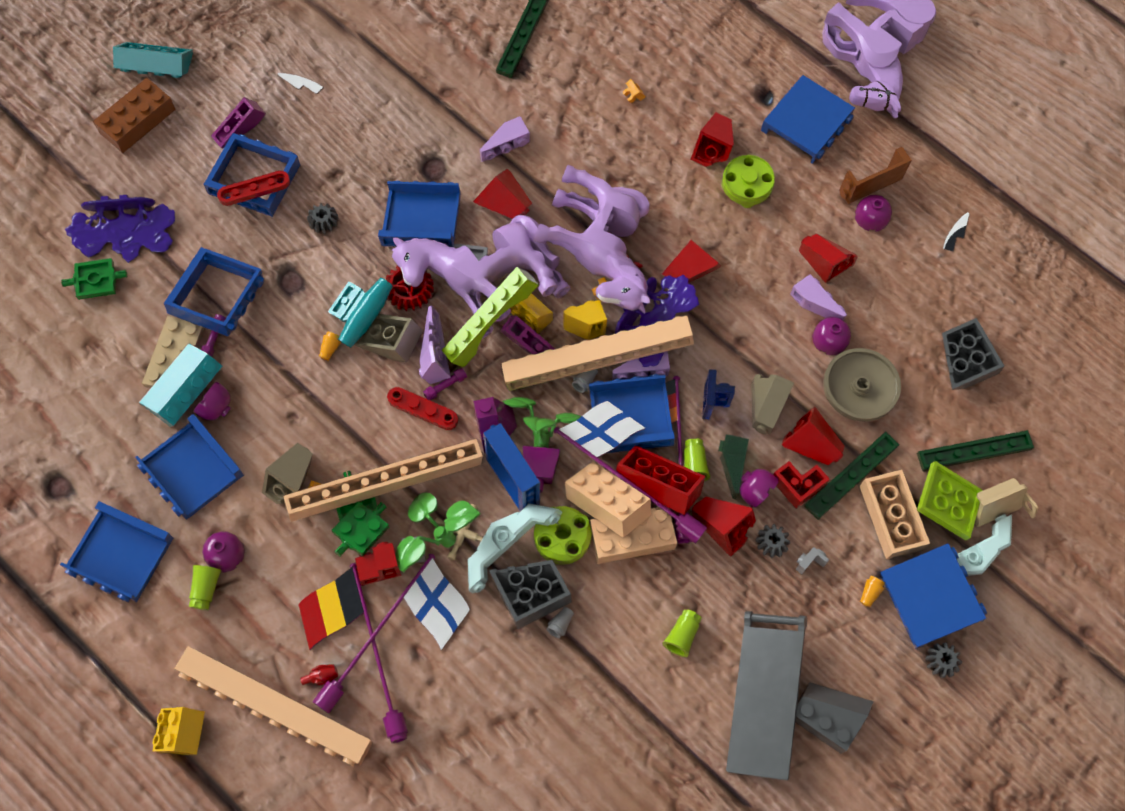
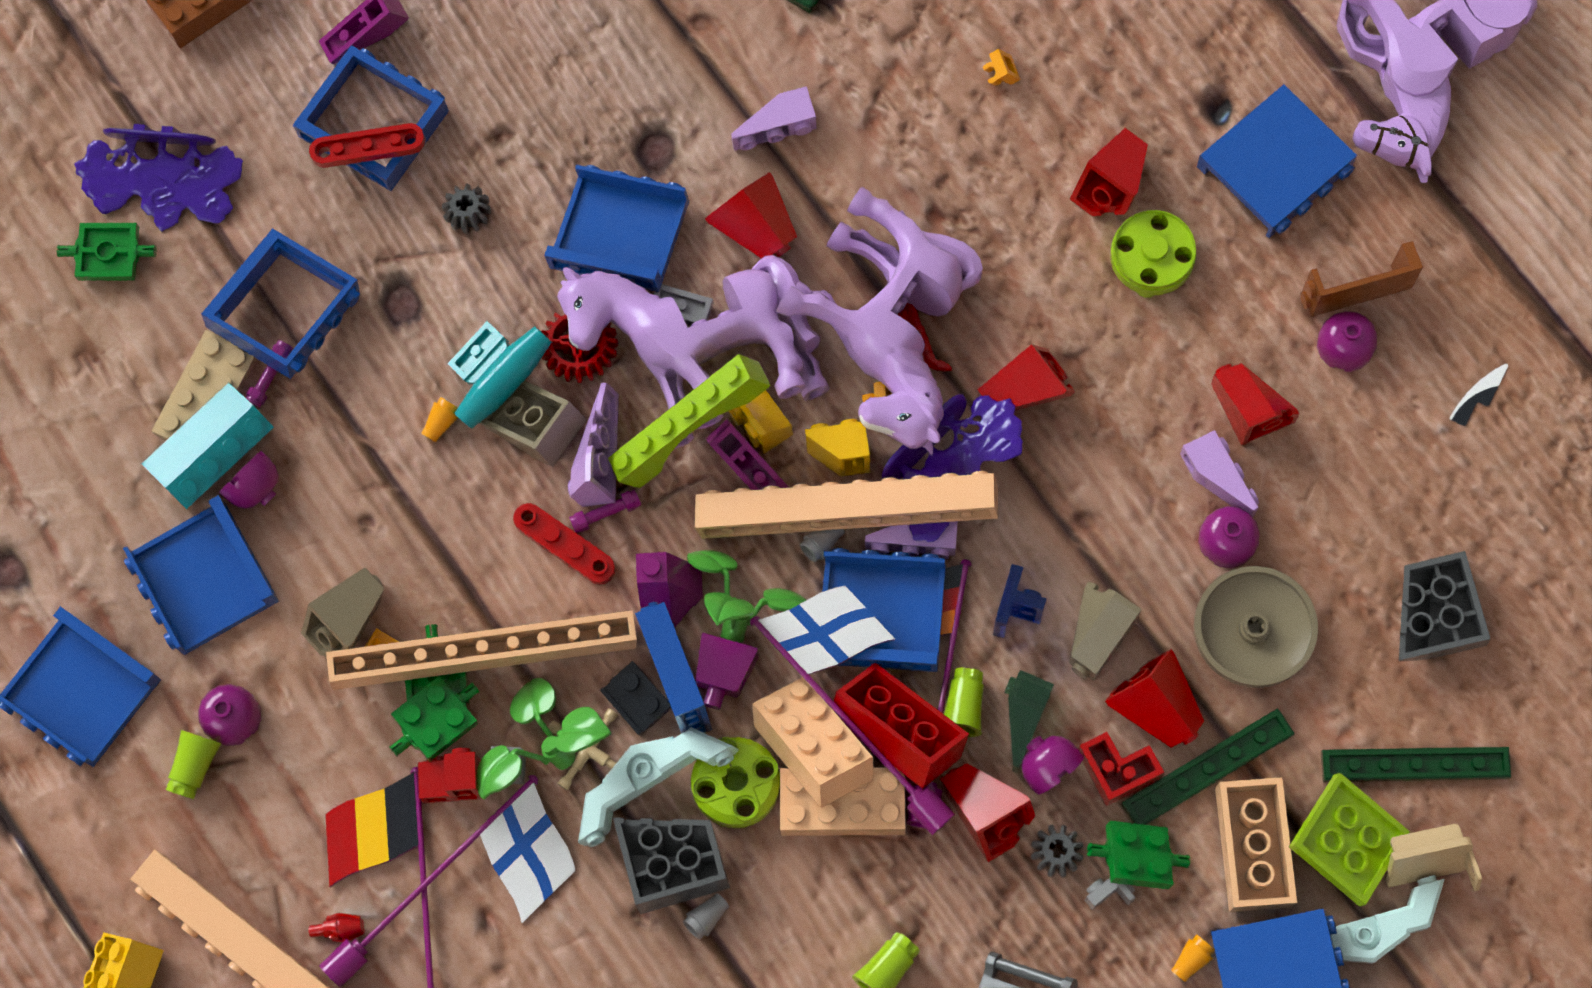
camera: 20 degrees right, 5 degrees up
(487, 494) = (636, 698): none -> black plate
(824, 533) = (1138, 855): none -> green plate

